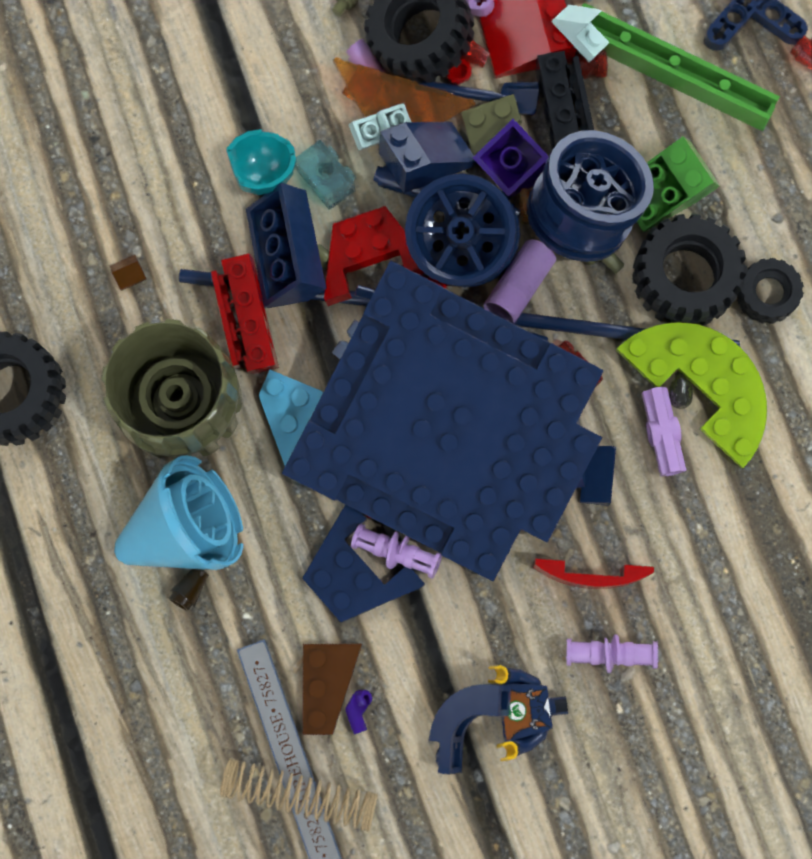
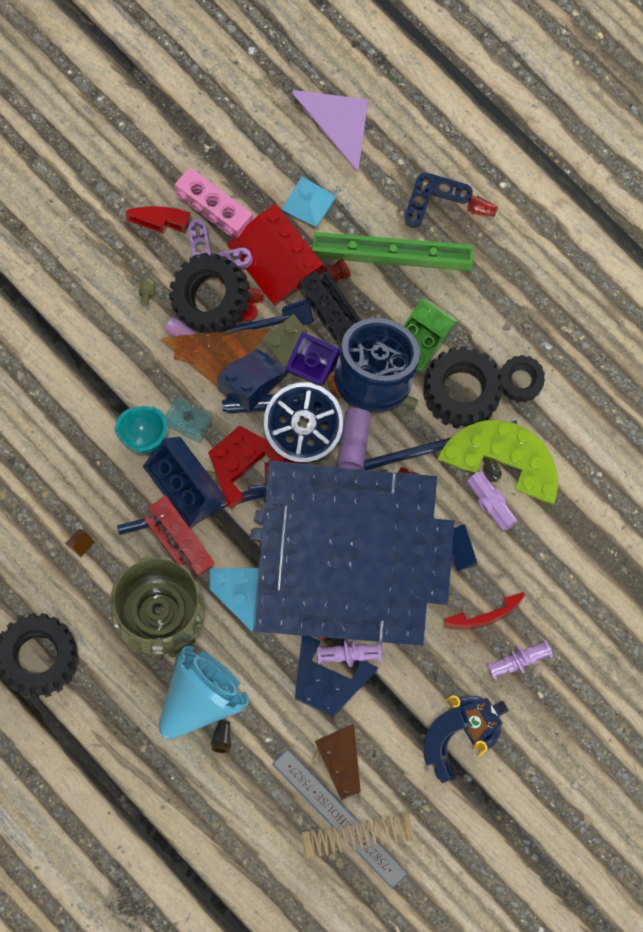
camera: 30 degrees left, 5 degrees down
(355, 709) = (368, 768): dark purple arm -> none
(367, 130) = (207, 376): light aqua slope -> none
(576, 26) = (318, 251): light aqua slope -> none

